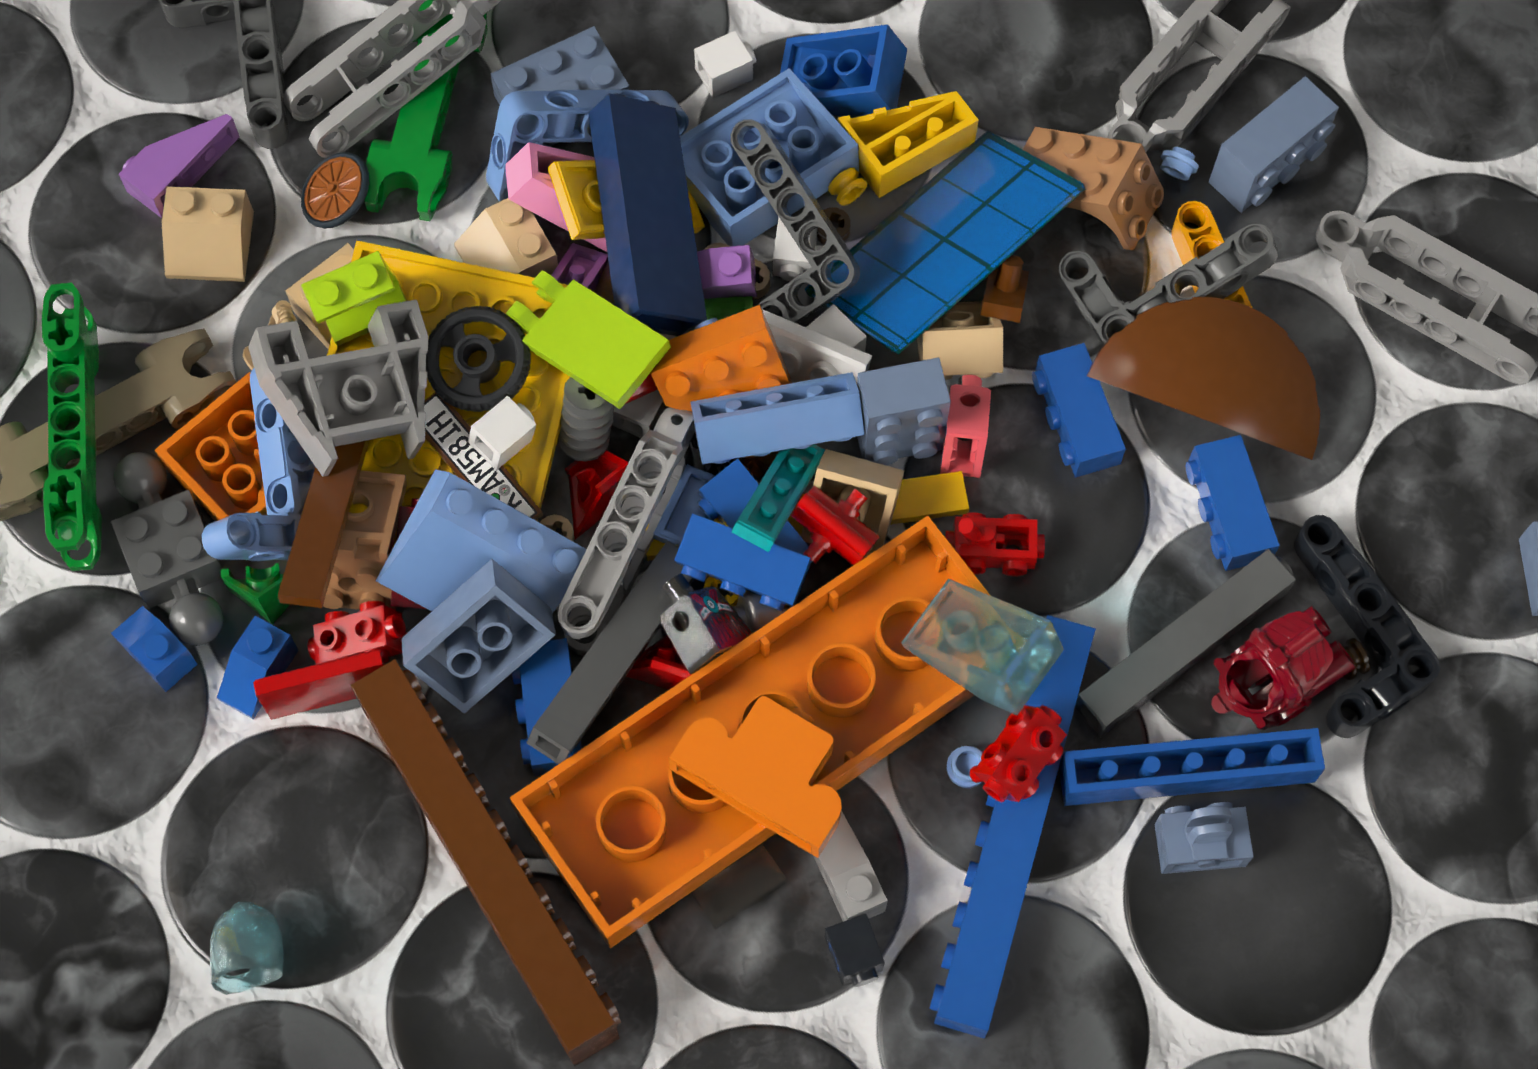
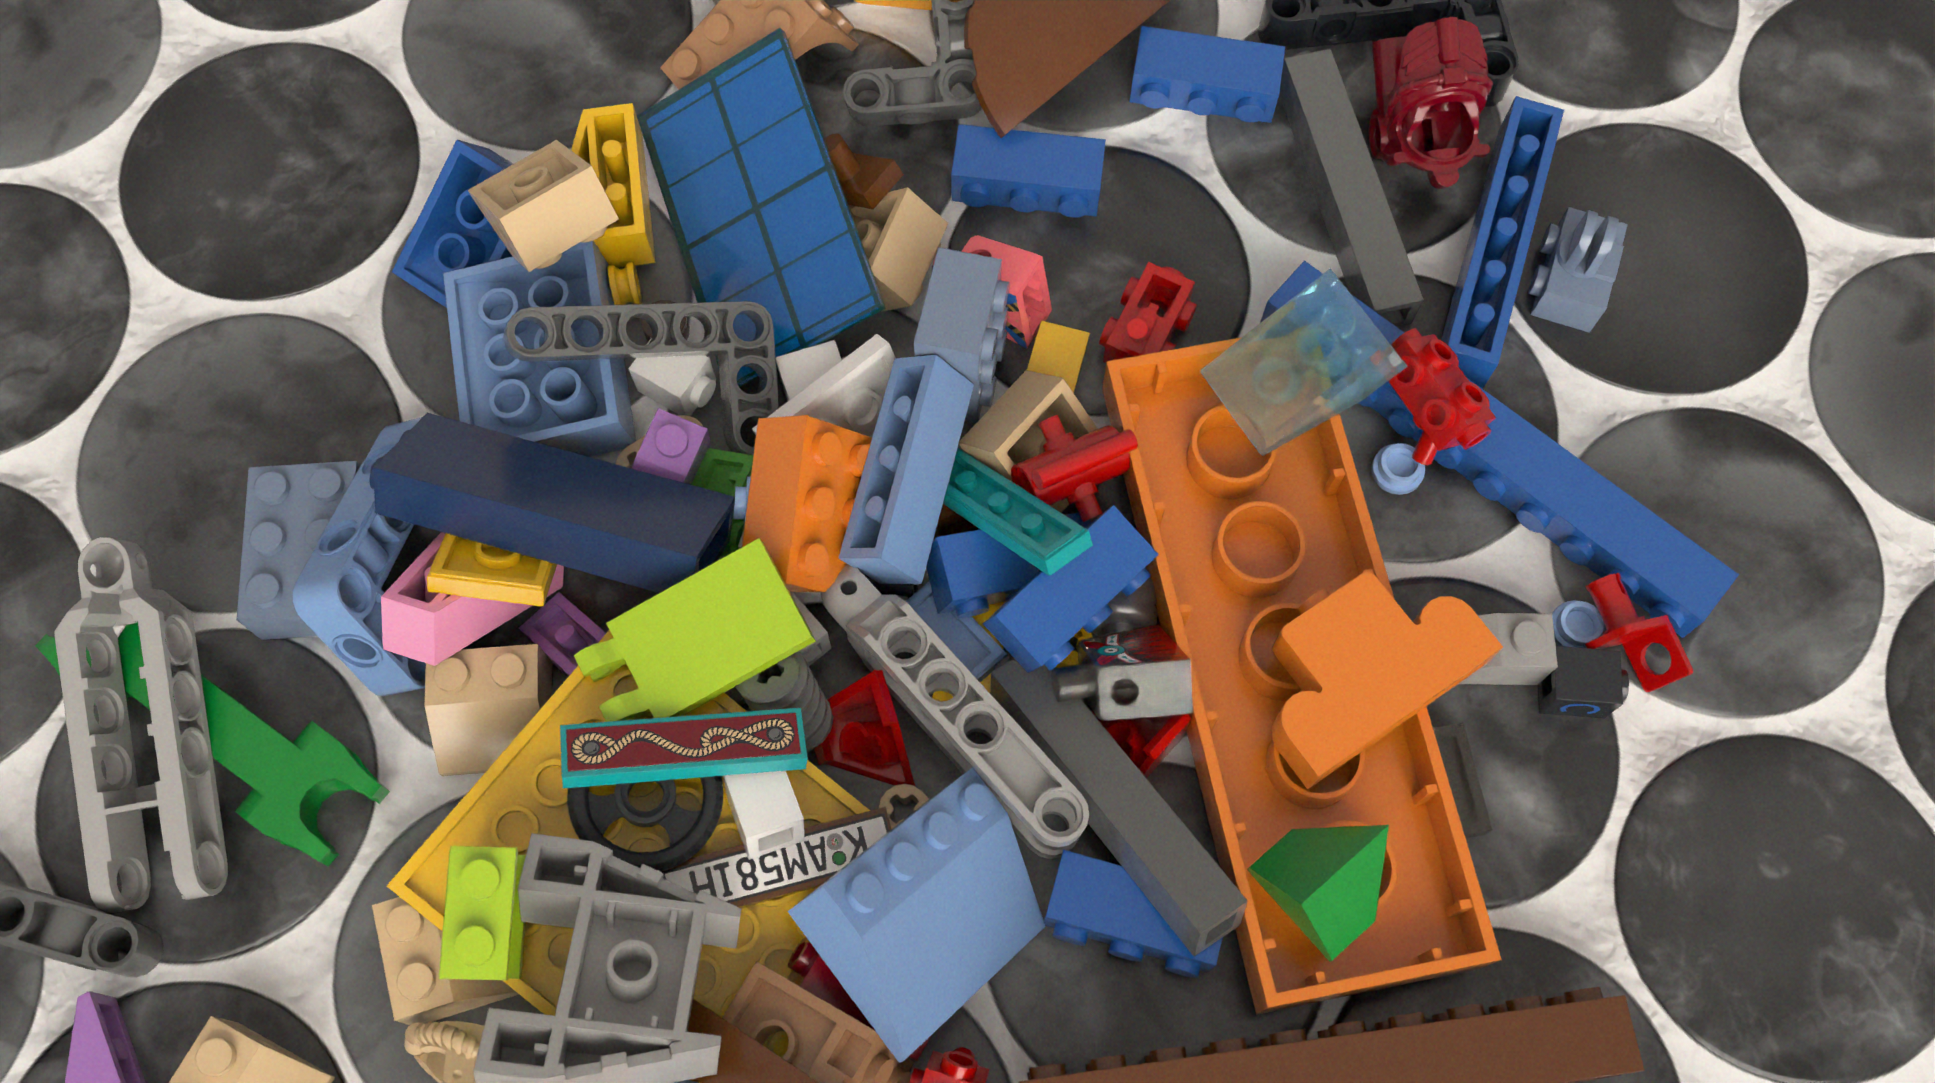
camera: 65 degrees left, 0 degrees up
(335, 190) = (277, 895): dark orange wheel -> none
(477, 636) = (1027, 959): sand blue brick -> none
(511, 362) = (682, 747): none -> tile
(603, 798) = (1326, 881): none -> green slope
(724, 63) = (386, 349): white brick -> none
(859, 101) = (545, 205): none -> tan slope
(901, 938) = (1576, 624): none -> light blue plate
(909, 963) = (1636, 633): none -> red bracket

